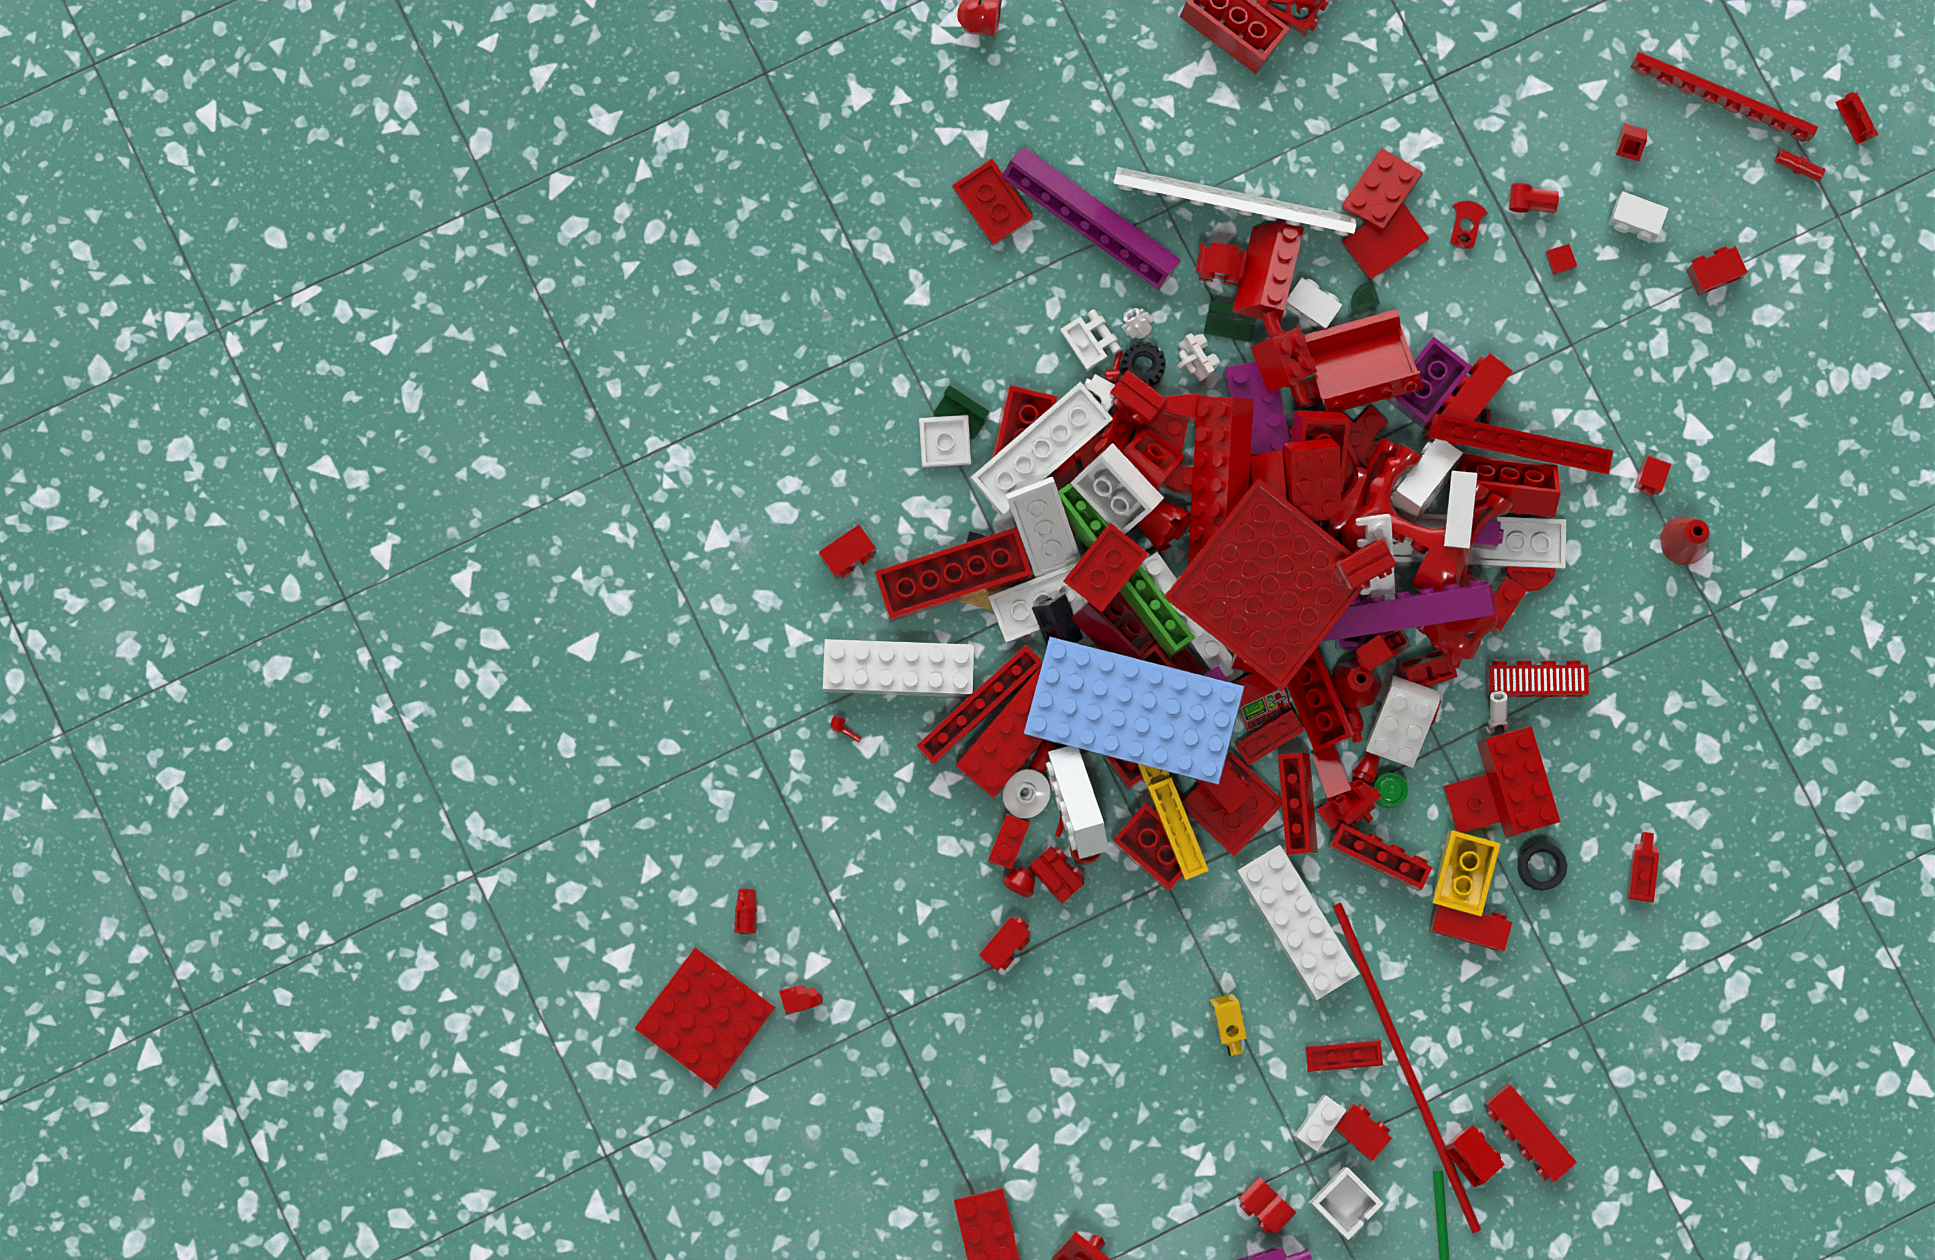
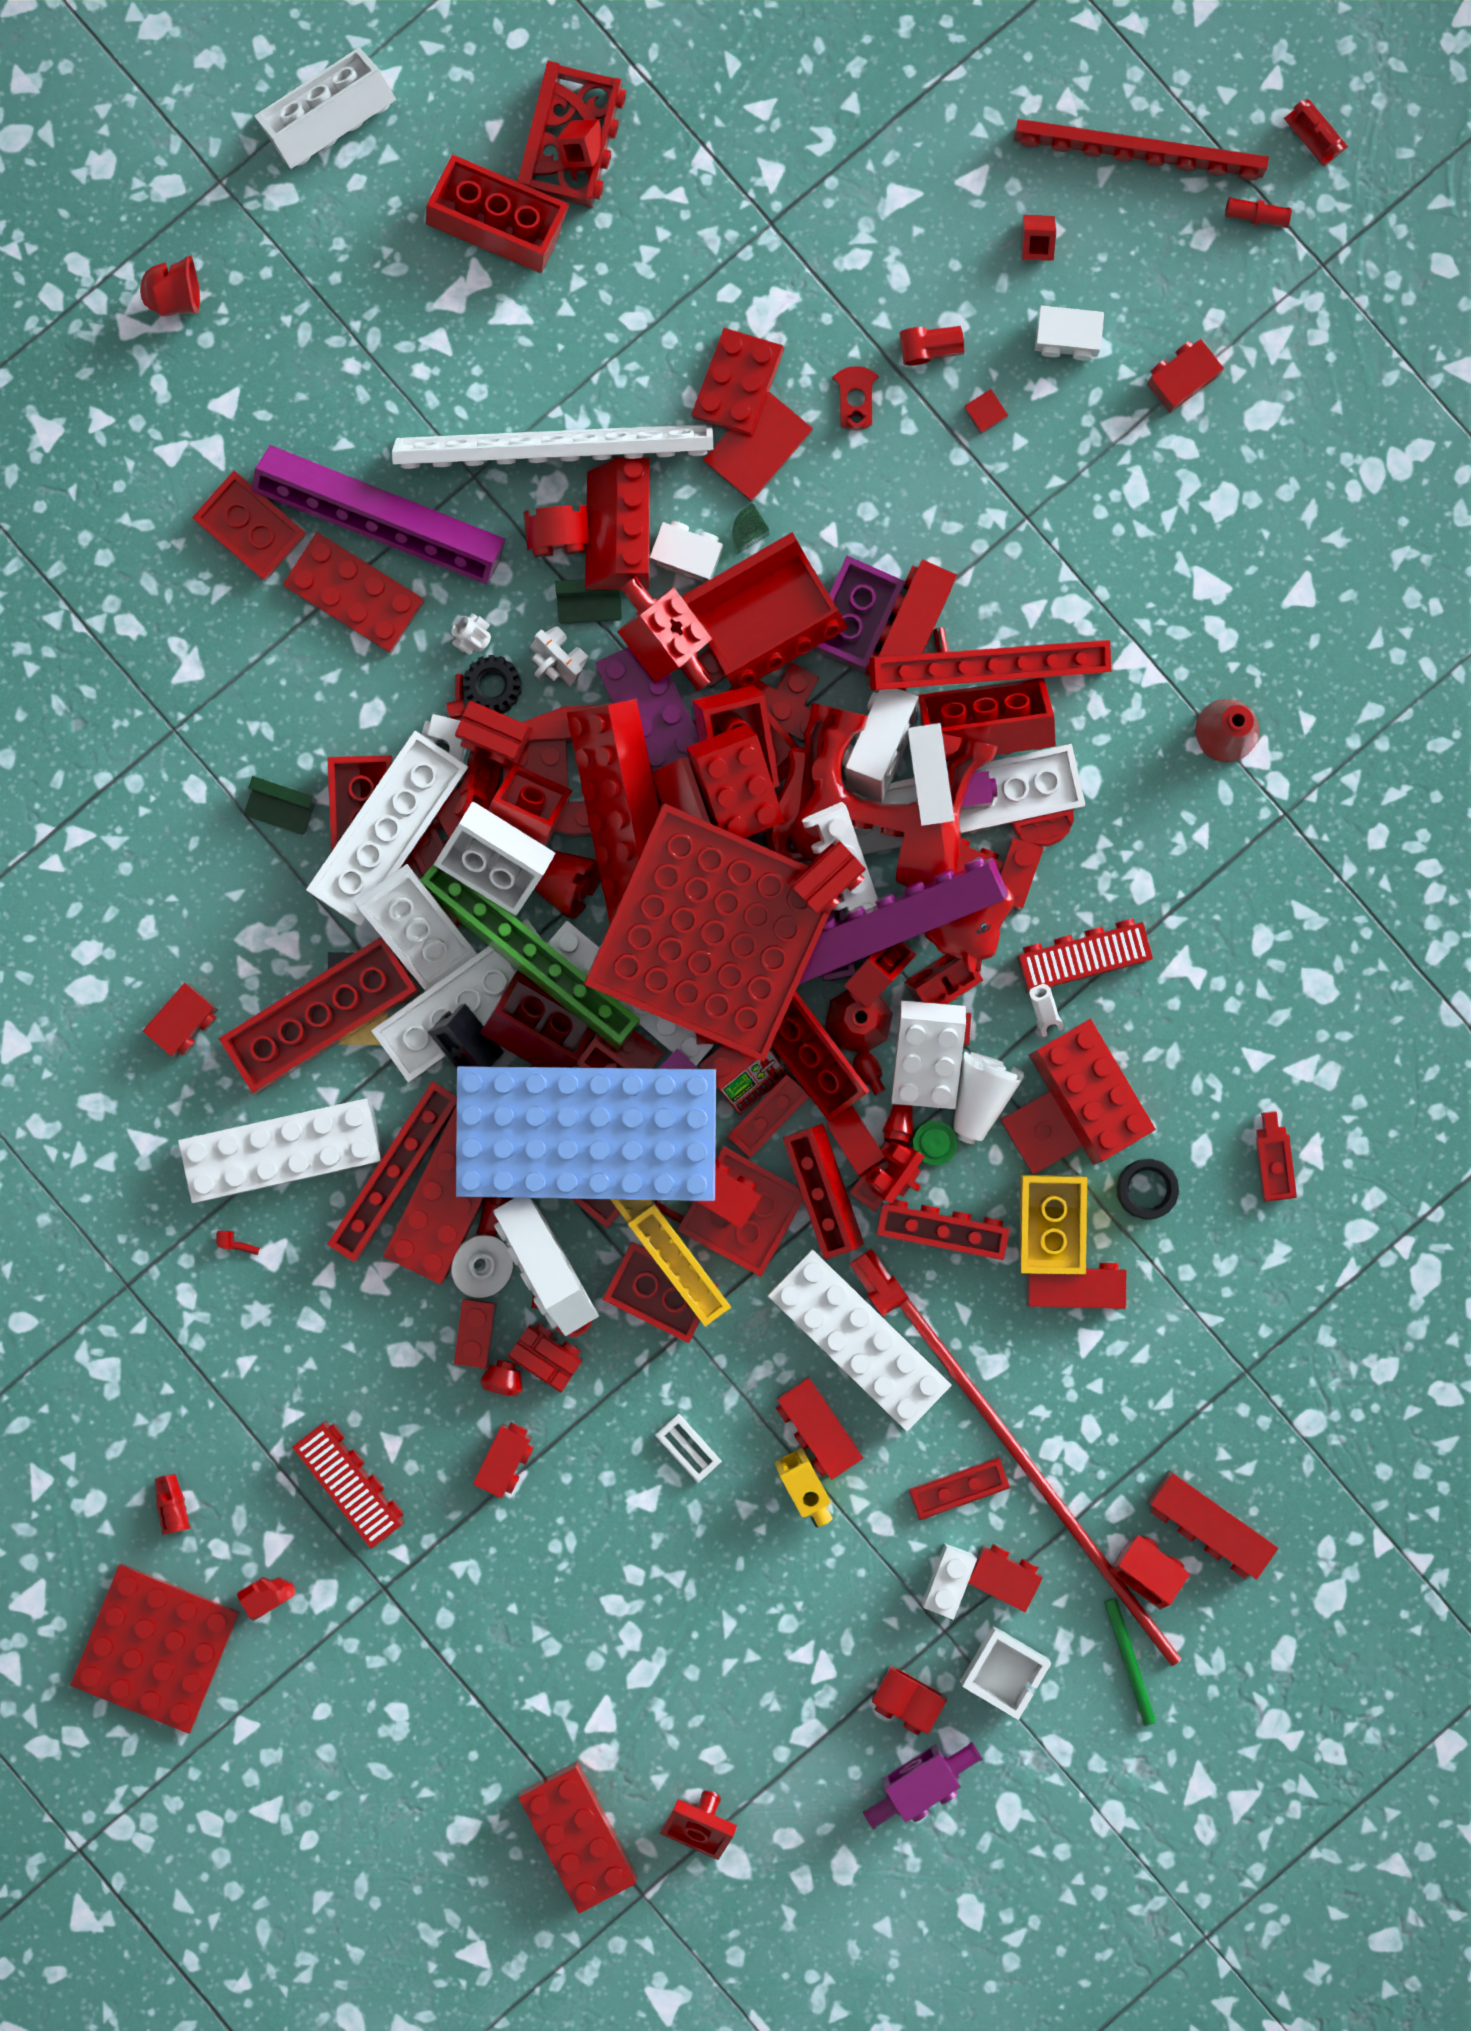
camera: 10 degrees left, 5 degrees up
(884, 932) = (348, 1483): none -> red brick
(945, 441) = (267, 847): white tile -> none
(1056, 271) = (353, 592): none -> red plate
(1084, 343) = (410, 676): white plate -> none
(1106, 567) = (505, 961): red plate -> none
(1156, 990) = (669, 1427): none -> white tile
(1249, 982) = (818, 1429): none -> red brick
(1323, 888) = (881, 1287): none -> red piece
(1435, 764) = (982, 1095): none -> white cone
(1652, 476) = (1166, 660): red brick -> none

